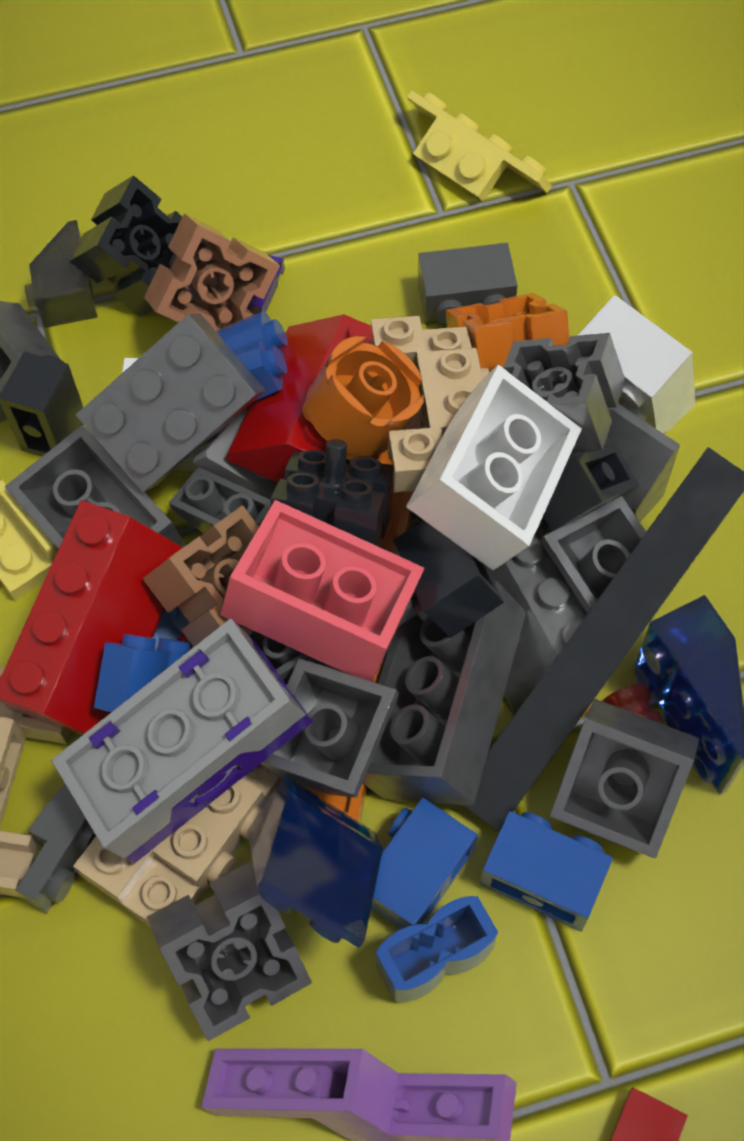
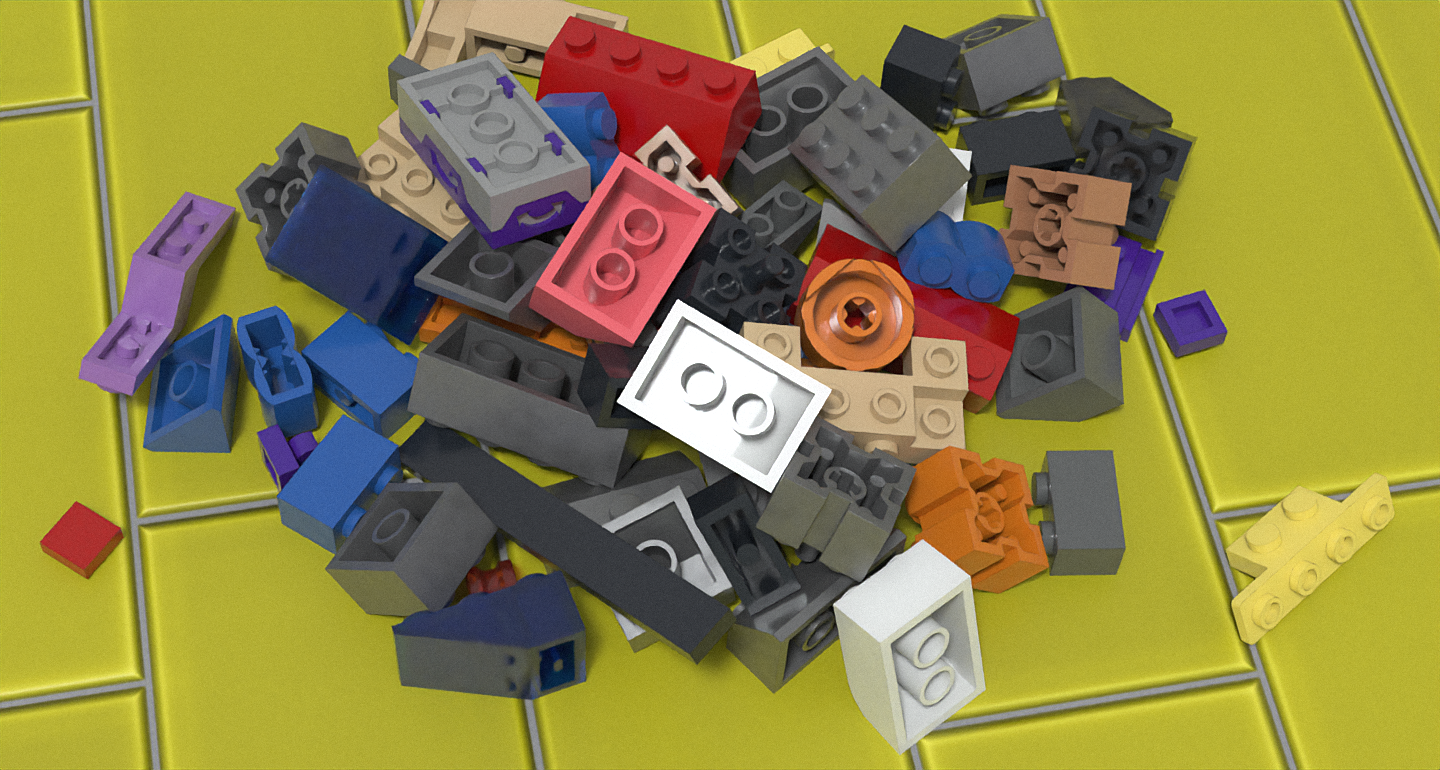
camera: 90 degrees right, 5 degrees down
(106, 335) = (1022, 140): none -> black brick
(271, 219) = (1190, 323): none -> dark purple plate
(321, 289) = (1063, 361): none -> dark grey slope
(462, 1032) = (195, 392): none -> blue slope
(527, 929) = (284, 458): none -> dark purple tile

